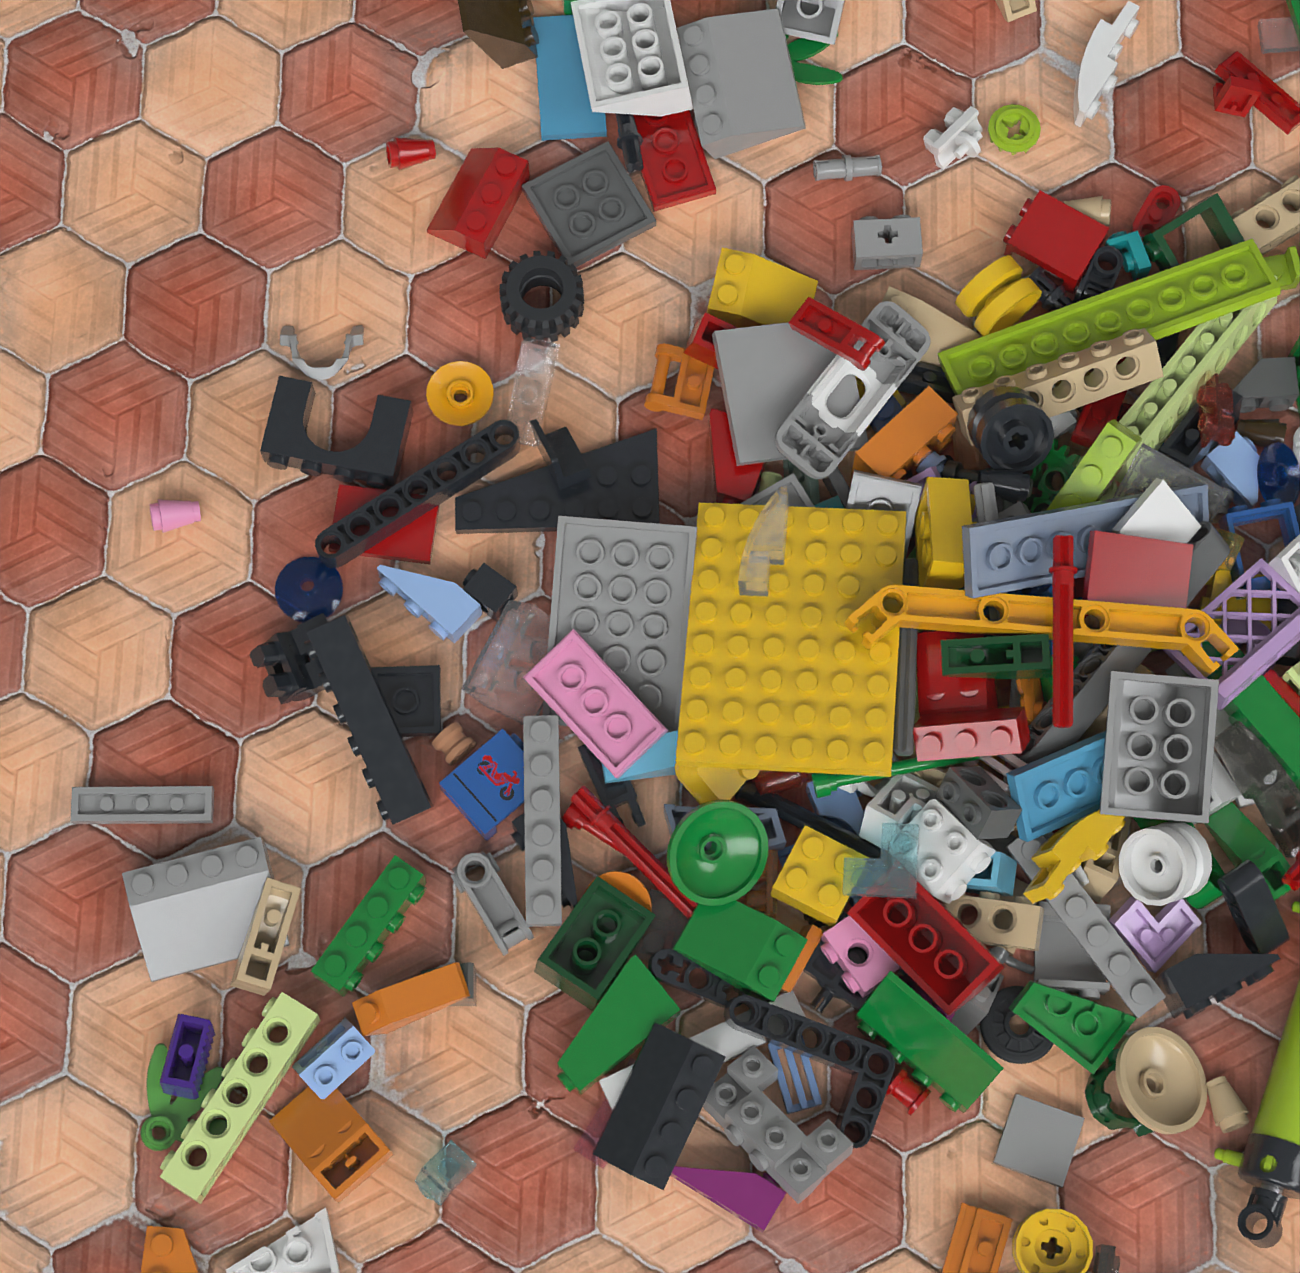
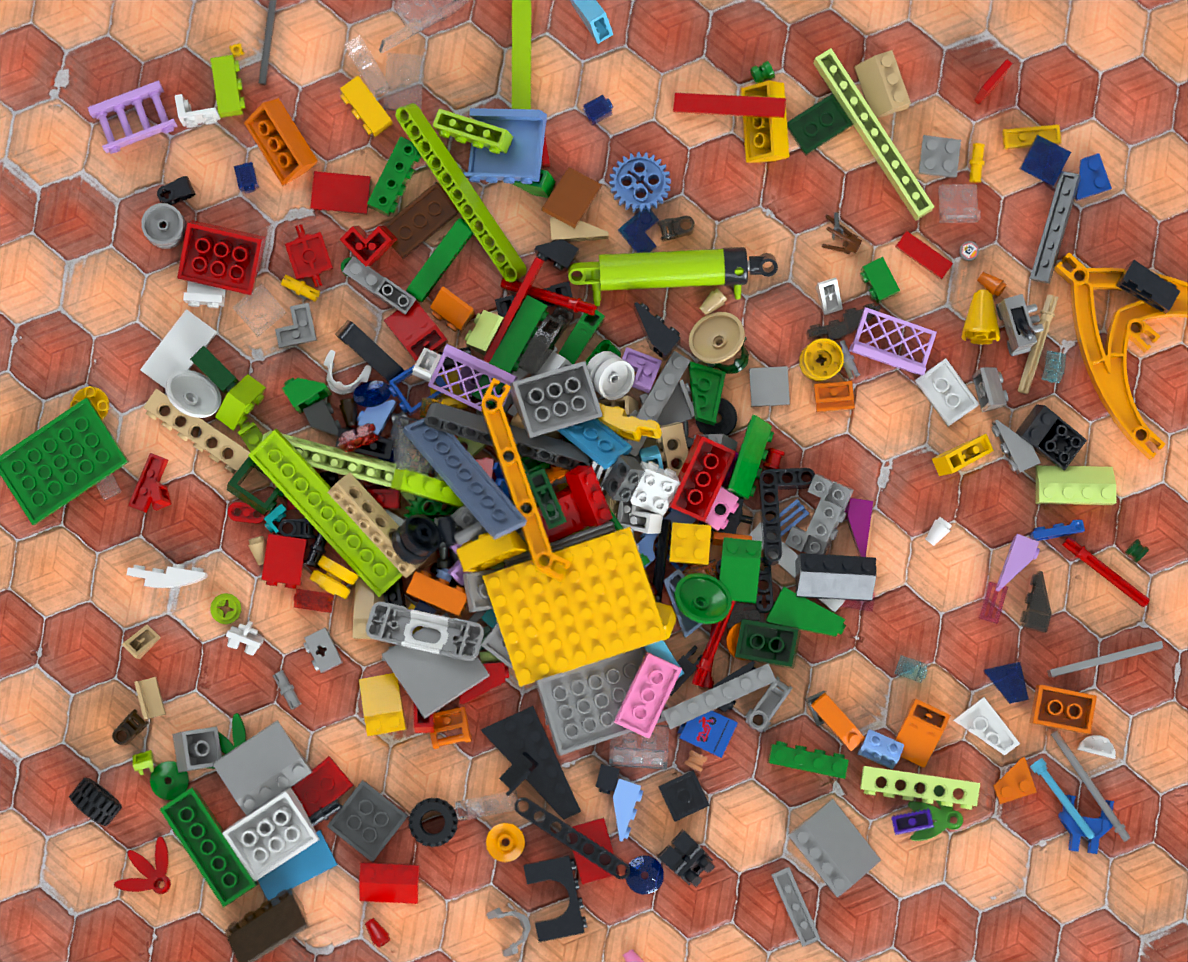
camera: 115 degrees left, 10 degrees up
(265, 937) = (837, 809): tan slope -> none
(369, 720) = (705, 807): black brick -> none
(765, 545) = (534, 639): clear slope -> none
(836, 333) = (399, 652): red plate -> none
(892, 874) = (678, 505): clear light blue plate -> none
(973, 257) = (313, 600): none -> clear red hinge
(1063, 584) = (524, 468): red axle -> none
(1137, 570) = (472, 443): tile -> none
(1158, 516) = (441, 443): white tile -> none
(1253, 908) = (612, 323): black beam -> none

